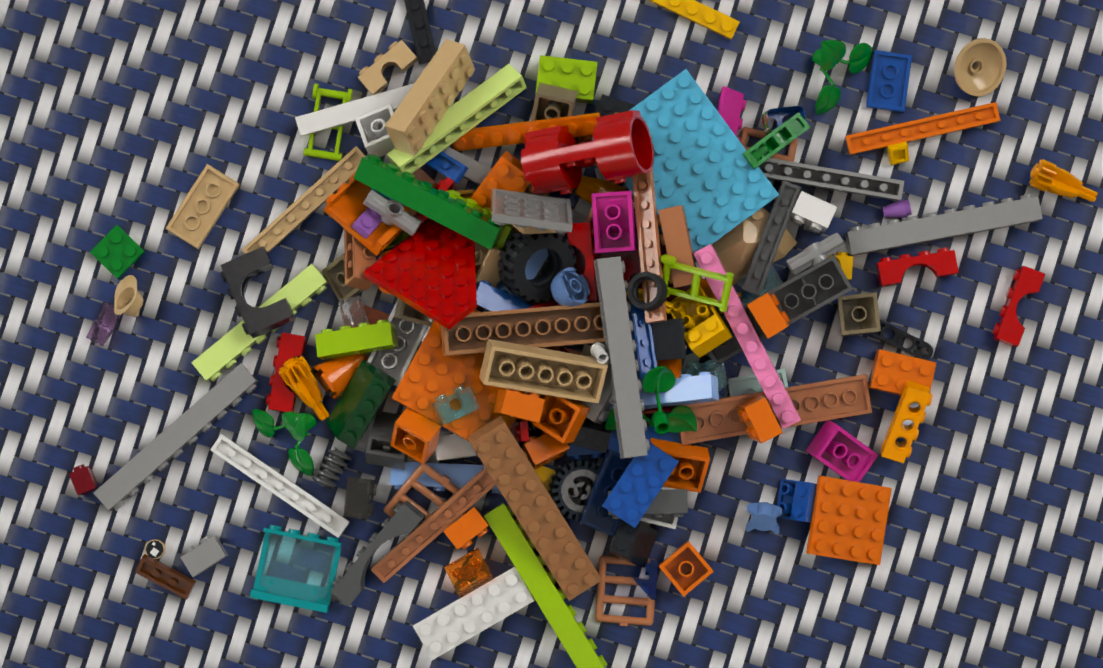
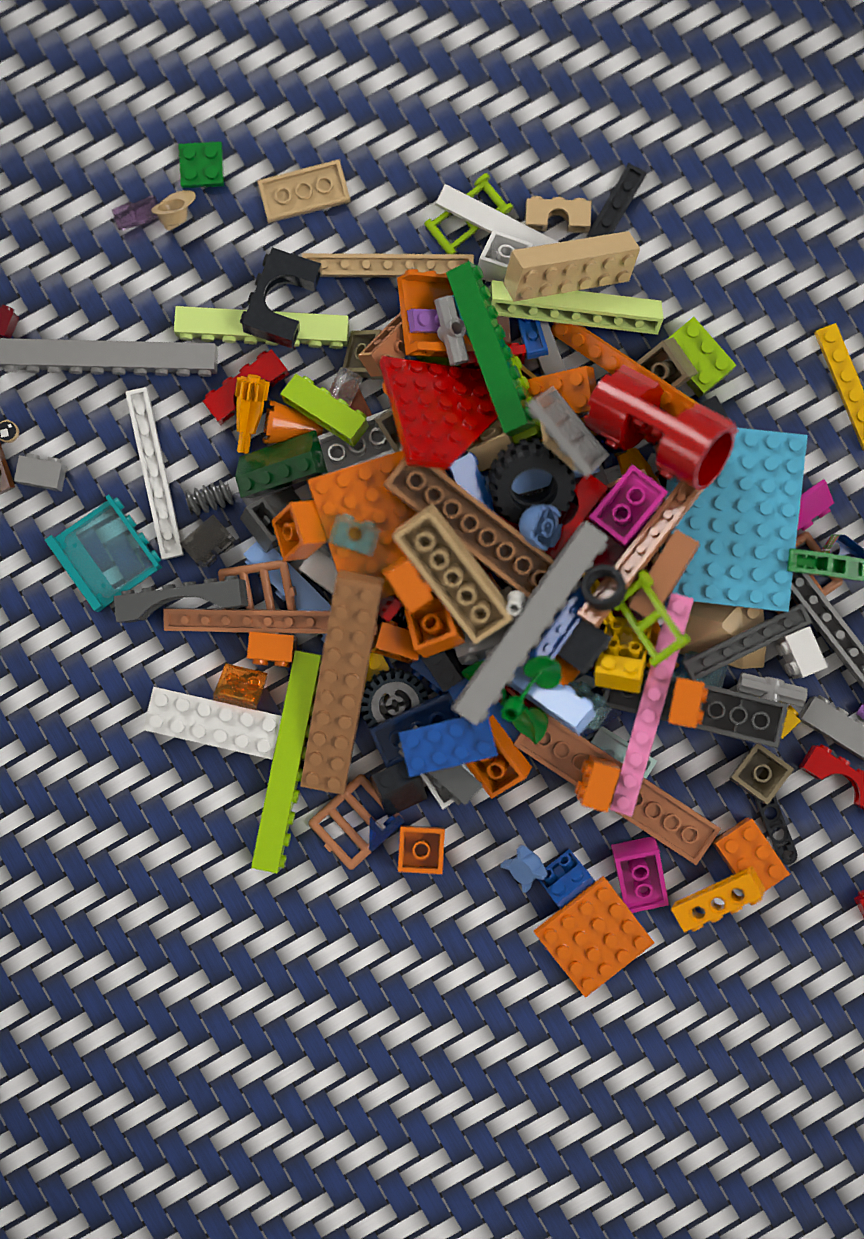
camera: 40 degrees right, 0 degrees up
(298, 425) = (209, 436): green plant -> none

